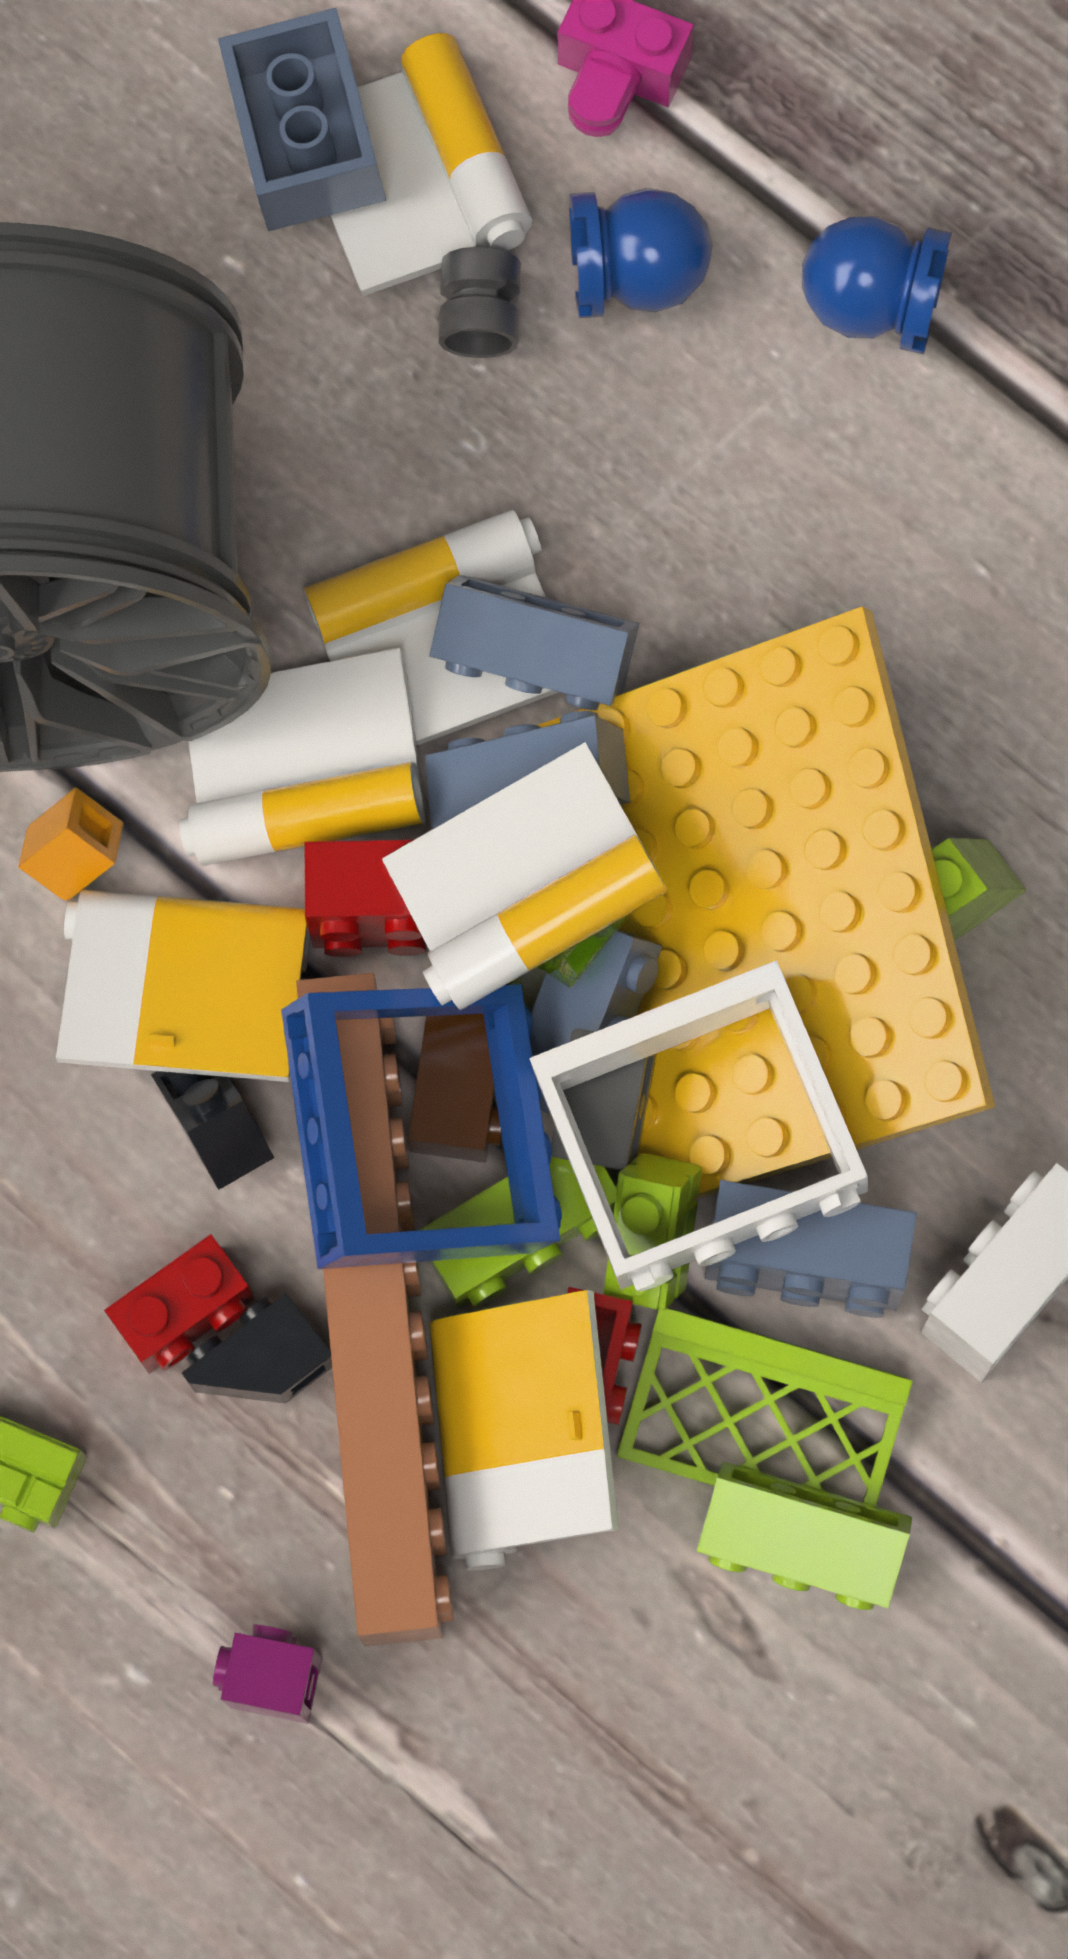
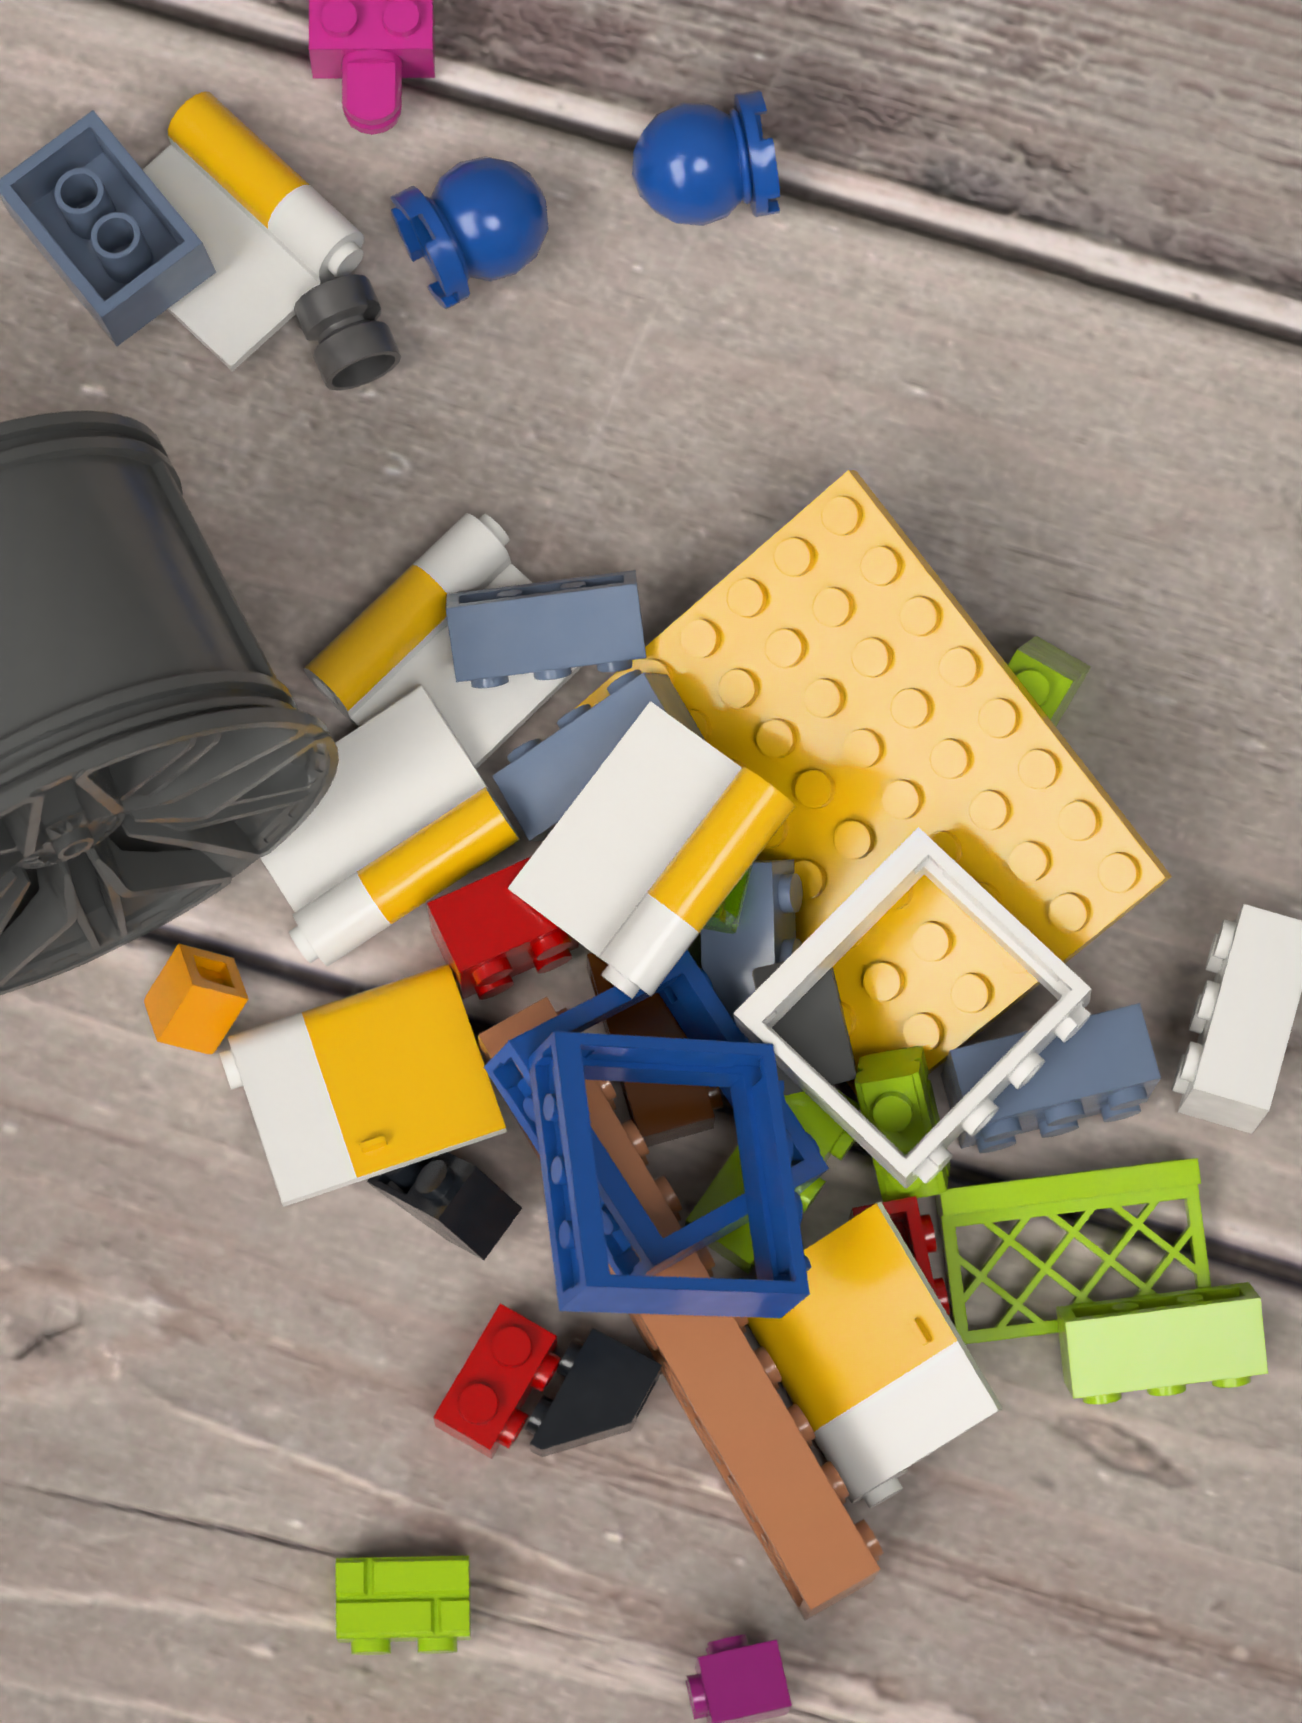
camera: 30 degrees left, 0 degrees up
(500, 1201) = (572, 1188): none -> blue window

